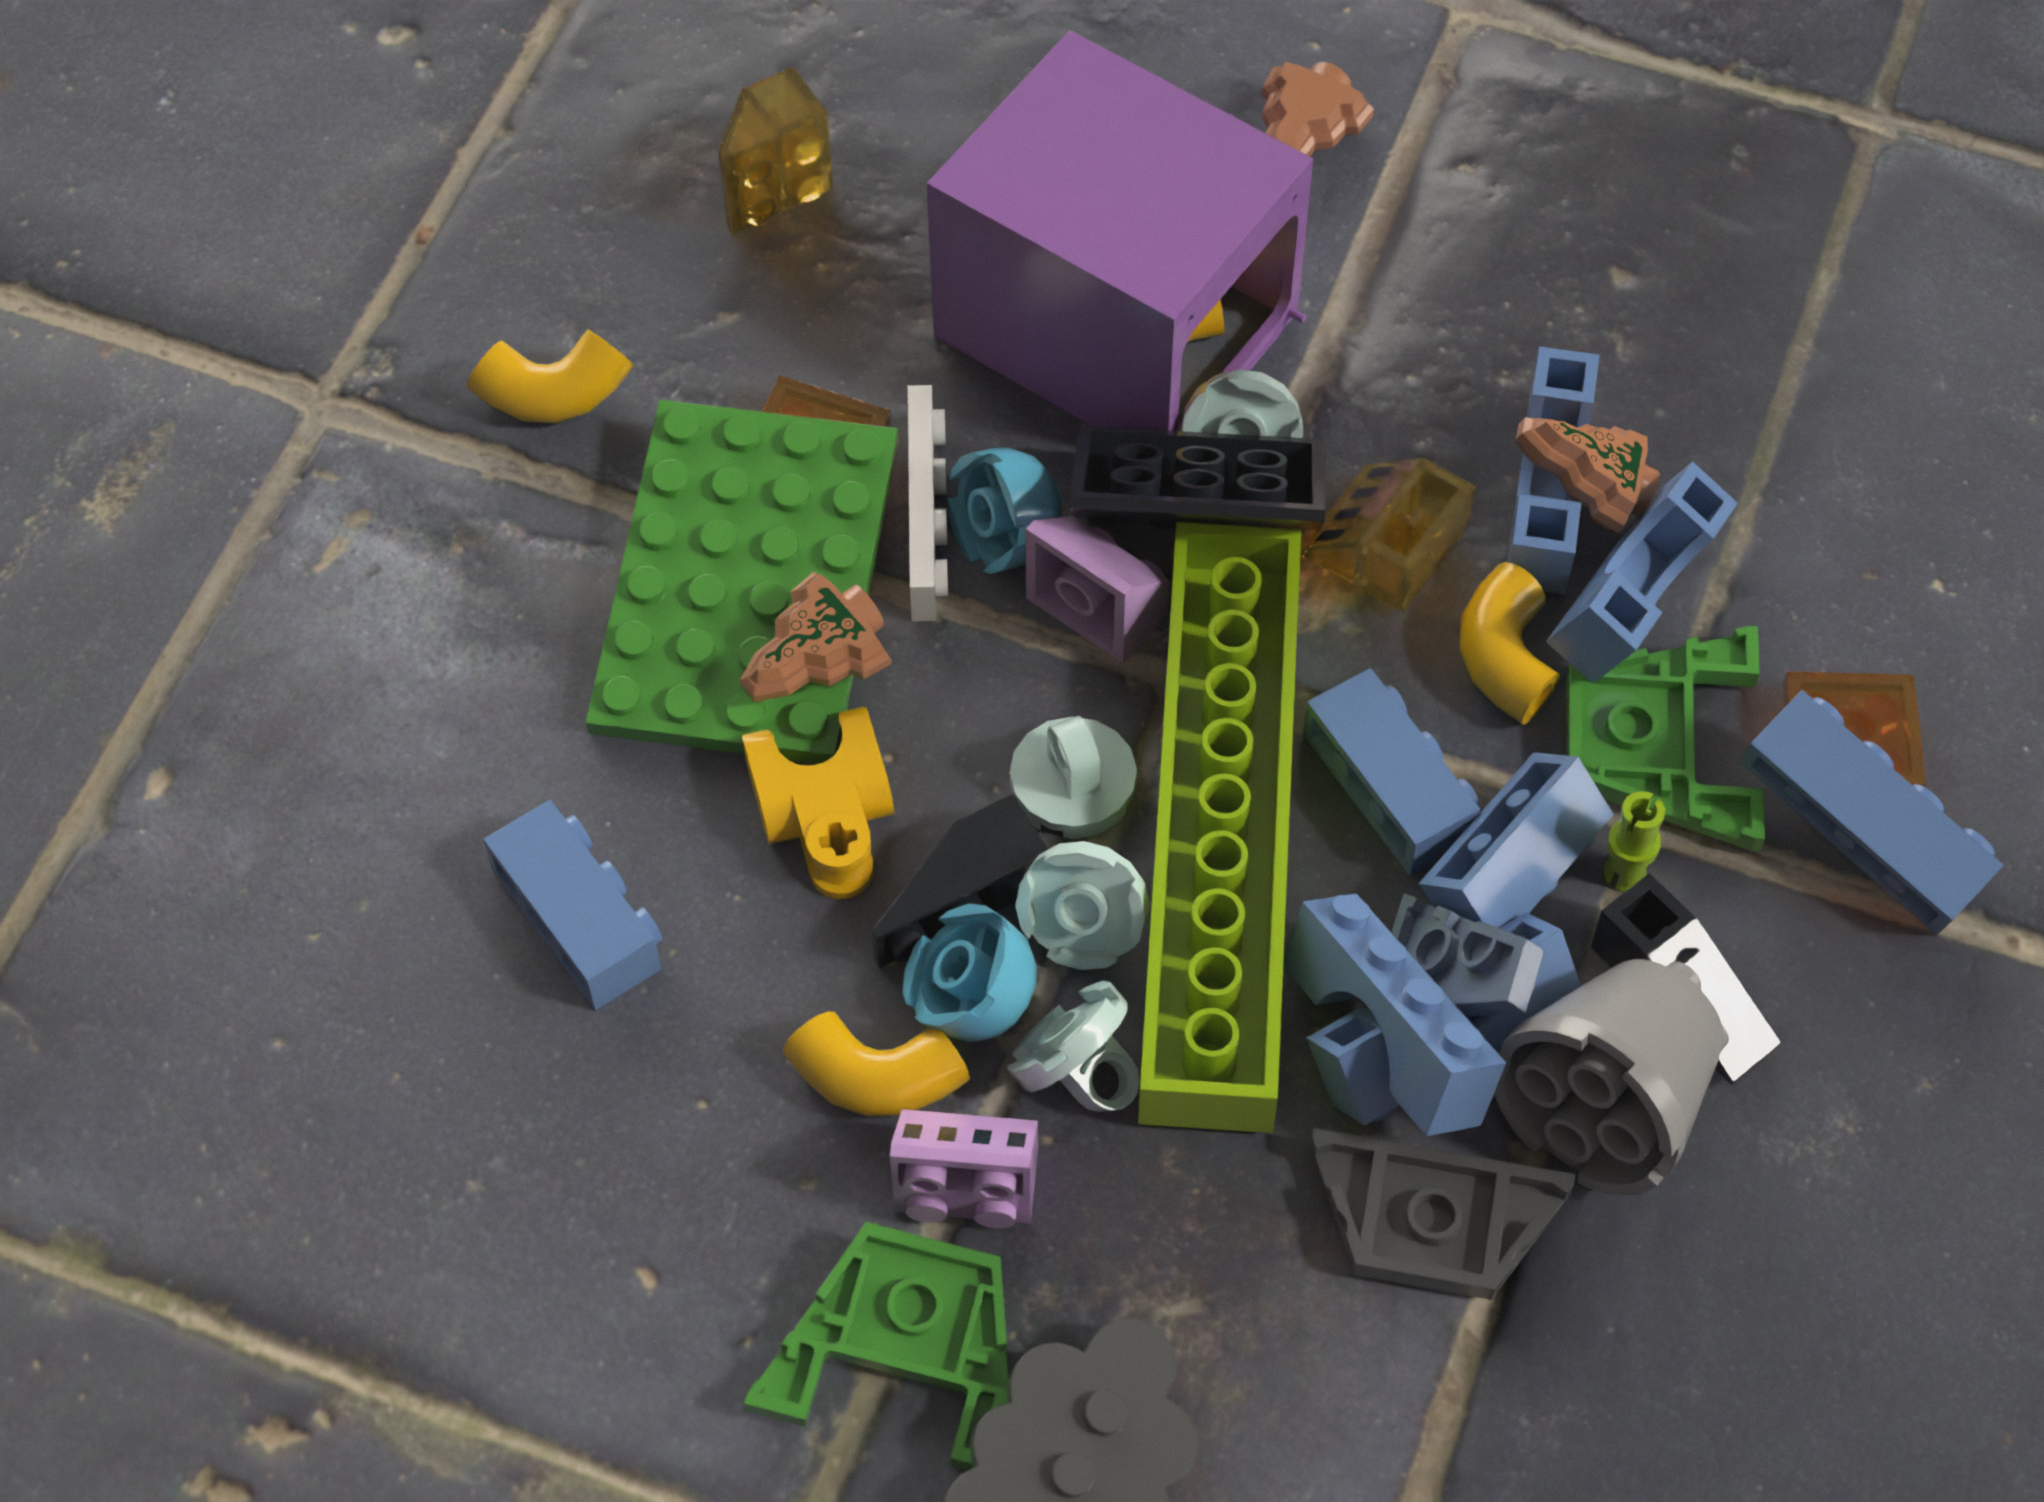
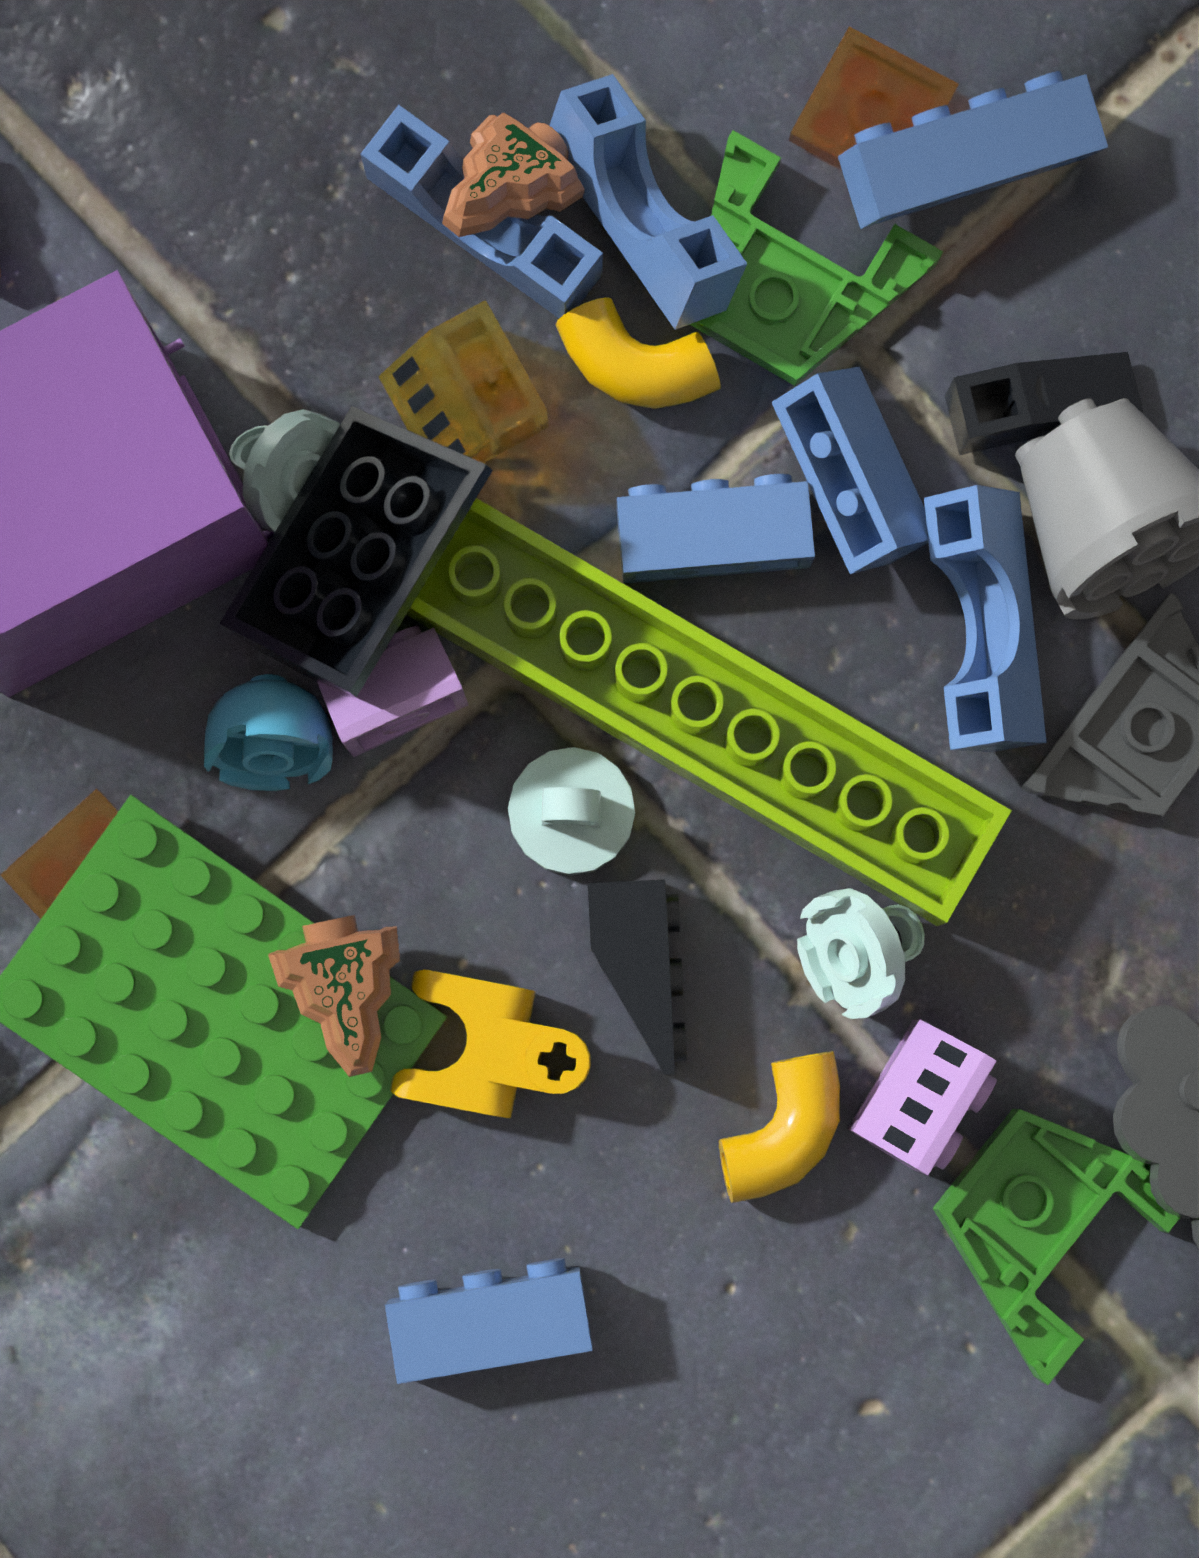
camera: 65 degrees left, 25 degrees up
(926, 523) = (190, 791): white plate -> none
(971, 975) = (750, 1010): medium azure cylinder -> none
(1083, 904) = (725, 873): light aqua tile -> none
(1437, 1058) = (1045, 658): medium blue arch -> none
(1471, 961) = (952, 593): sand blue wing -> none
(1634, 840) = (905, 367): lime pin -> none

